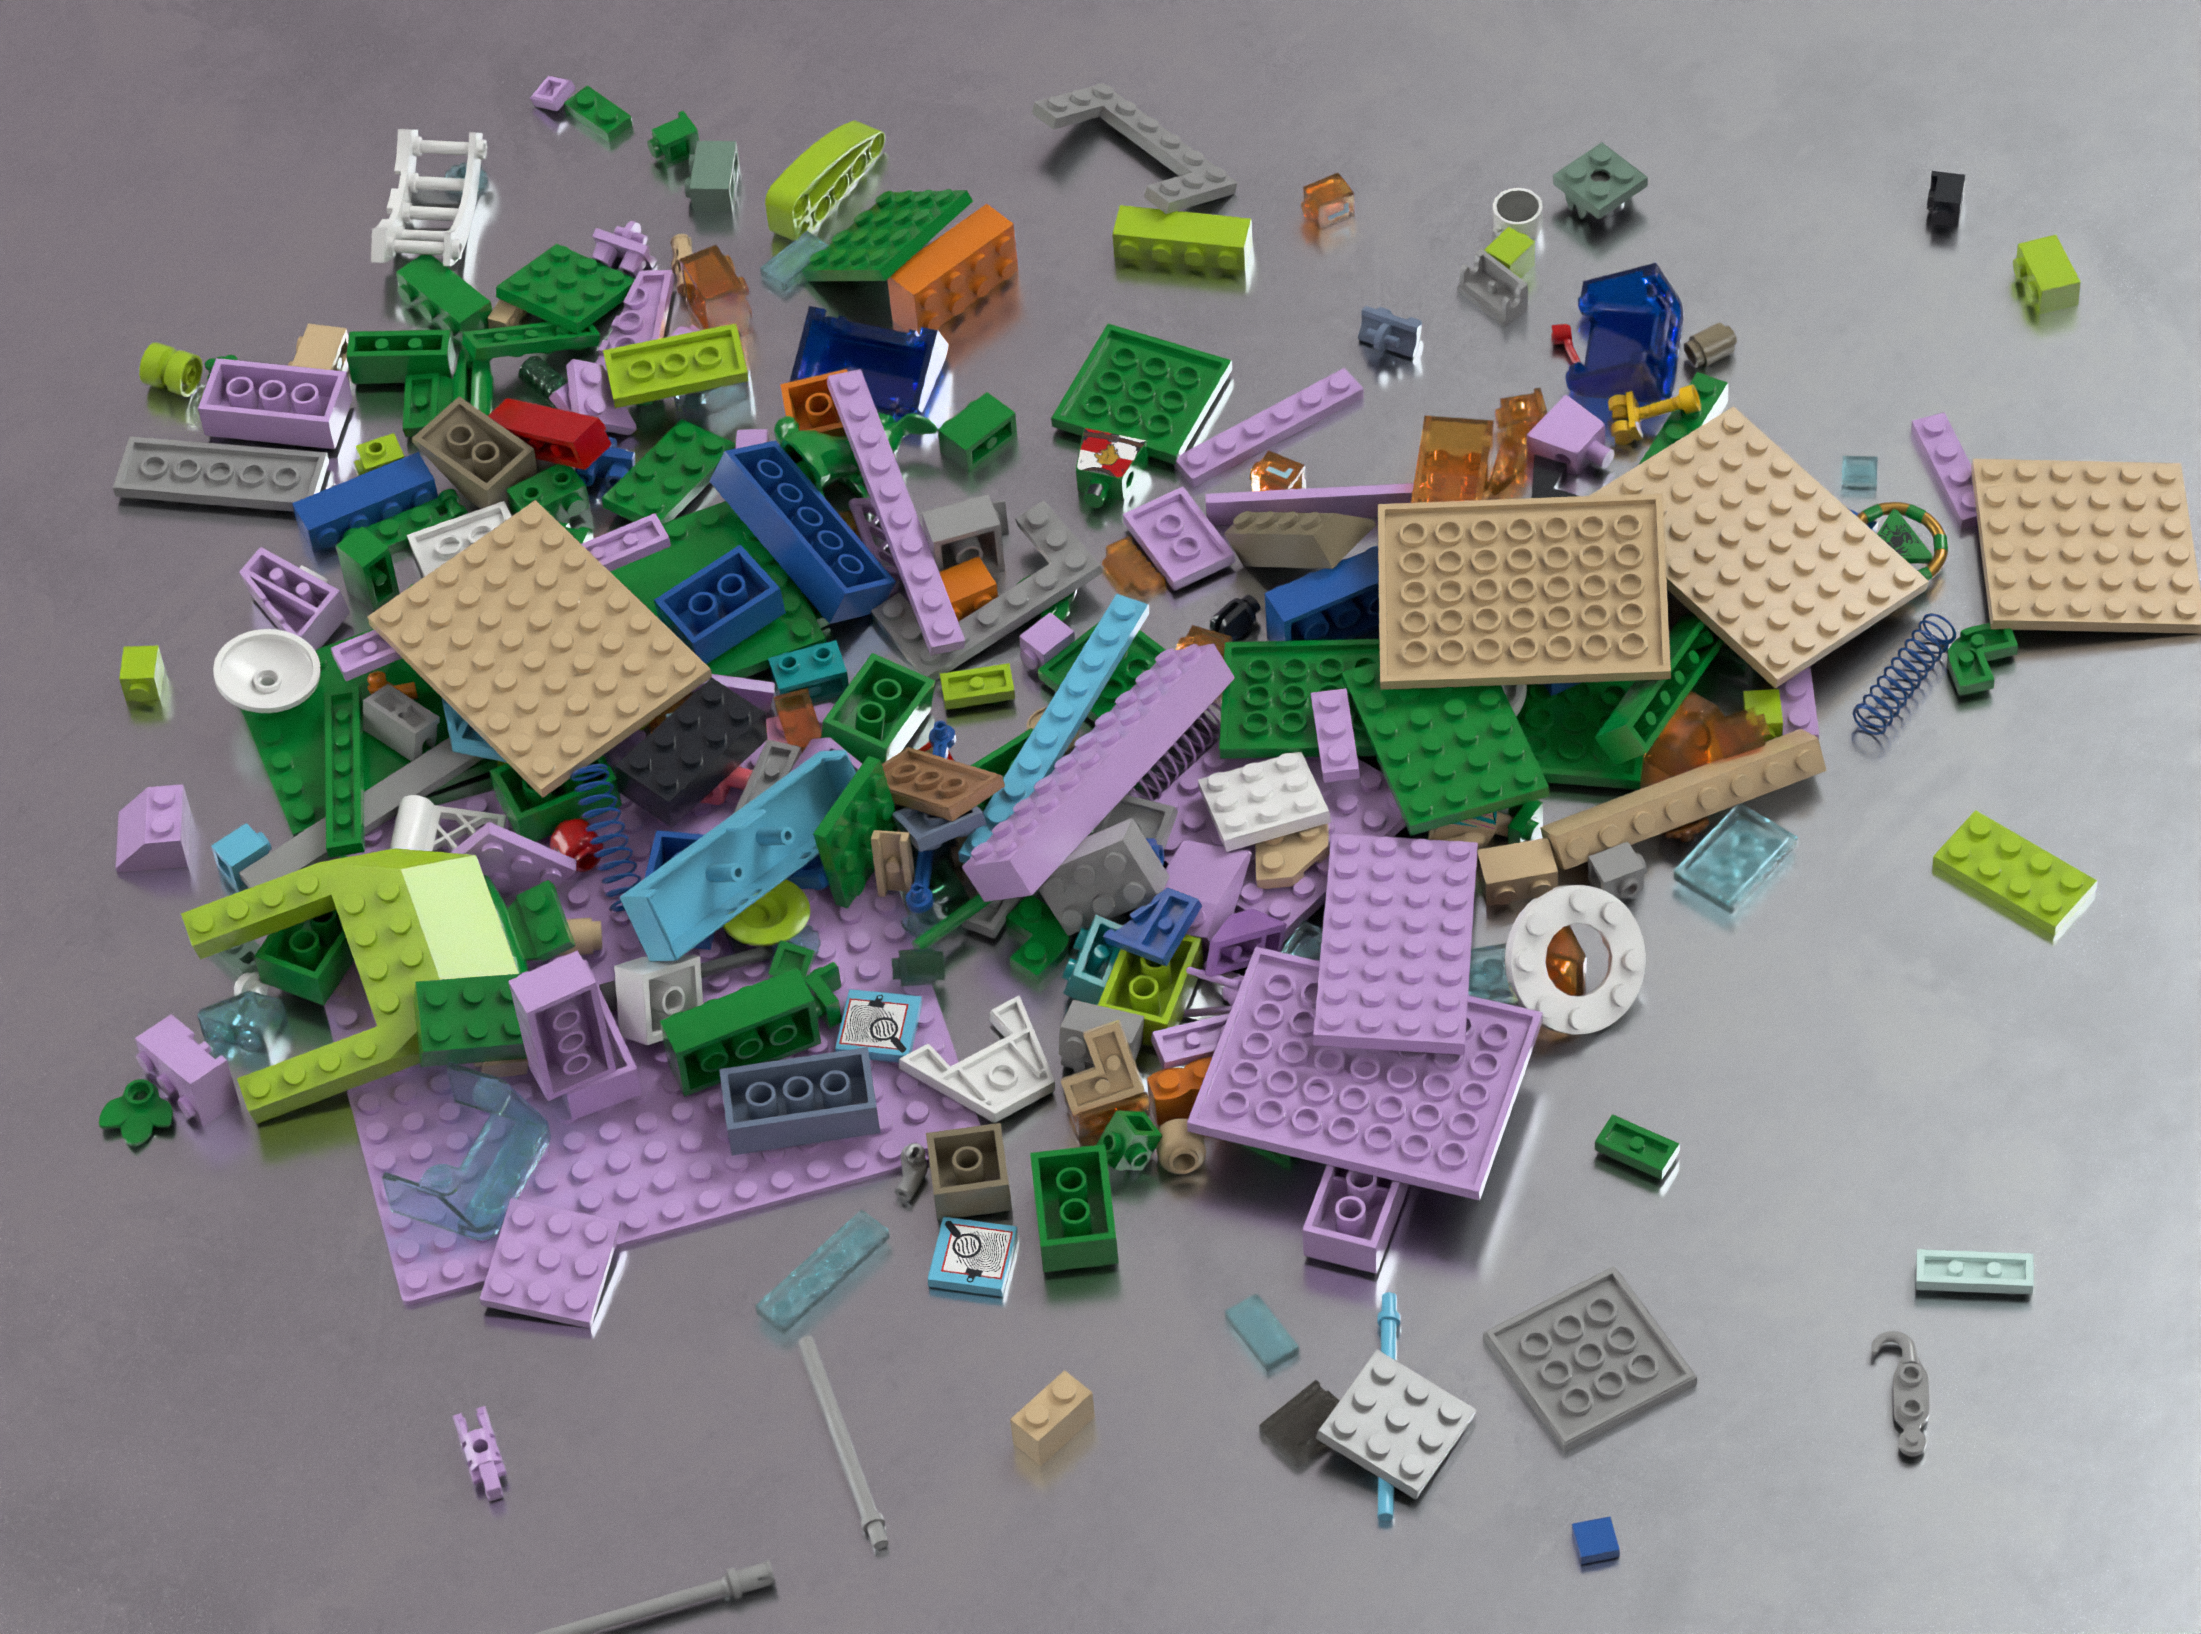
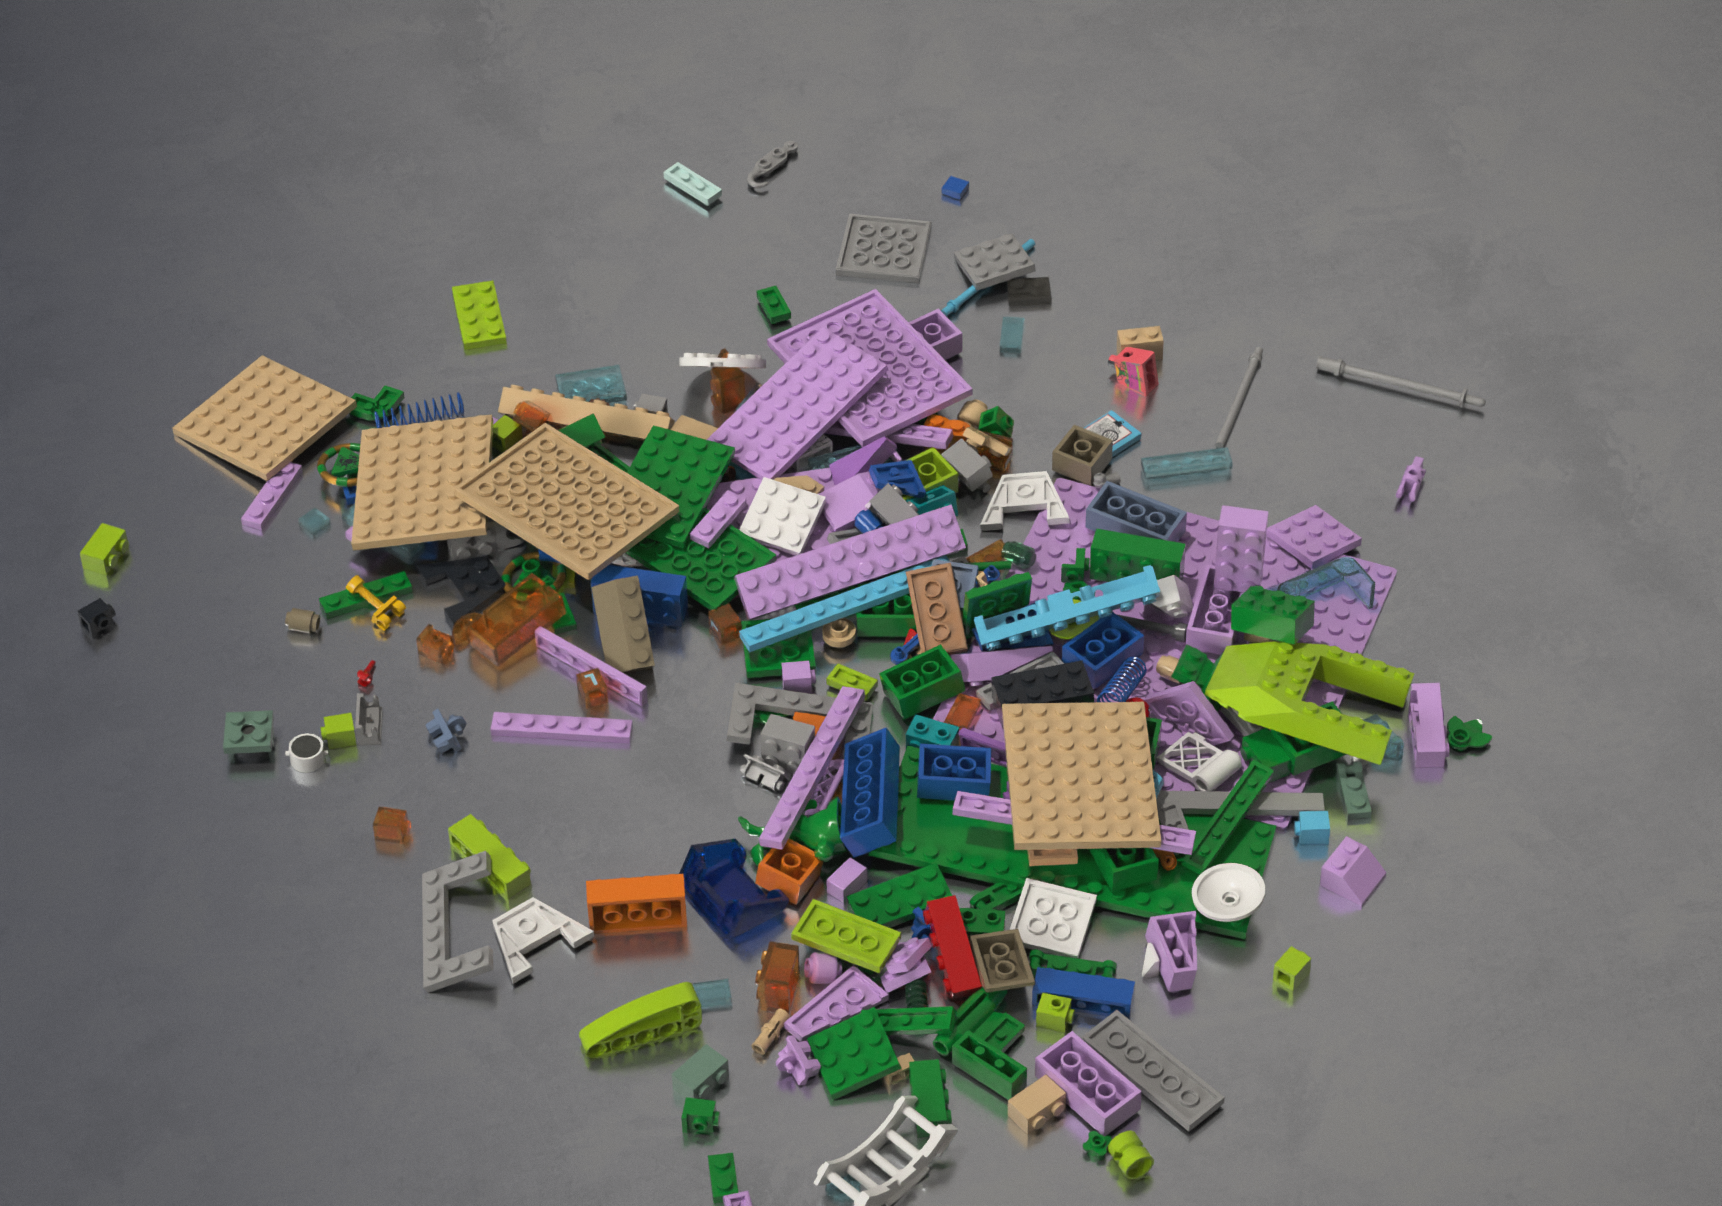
camera: 145 degrees left, 5 degrees down
(367, 568) = (1120, 935): green brick -> none
(881, 1023) = (1060, 544): tile -> none
(886, 235) = (651, 942): green plate -> none
(965, 960) = (988, 554): none -> clear orange plate
(977, 432) = (714, 815): green brick -> none
(1019, 1361) = (1135, 369): none -> coral torso
(1058, 198) = (528, 928): none -> white wing
(1074, 1208) = (1049, 413): green brick -> none
(1109, 465) = (668, 751): torso -> none
(1130, 569) = (711, 699): clear orange piece -> none
(1143, 391) = (606, 783): green plate -> none
(1178, 538) = (673, 693): lavender plate -> none
(1236, 617) = (692, 633): black arm -> none
(1571, 437) = (426, 611): lavender torso -> none
(1631, 336) = (344, 643): clear blue windscreen -> none

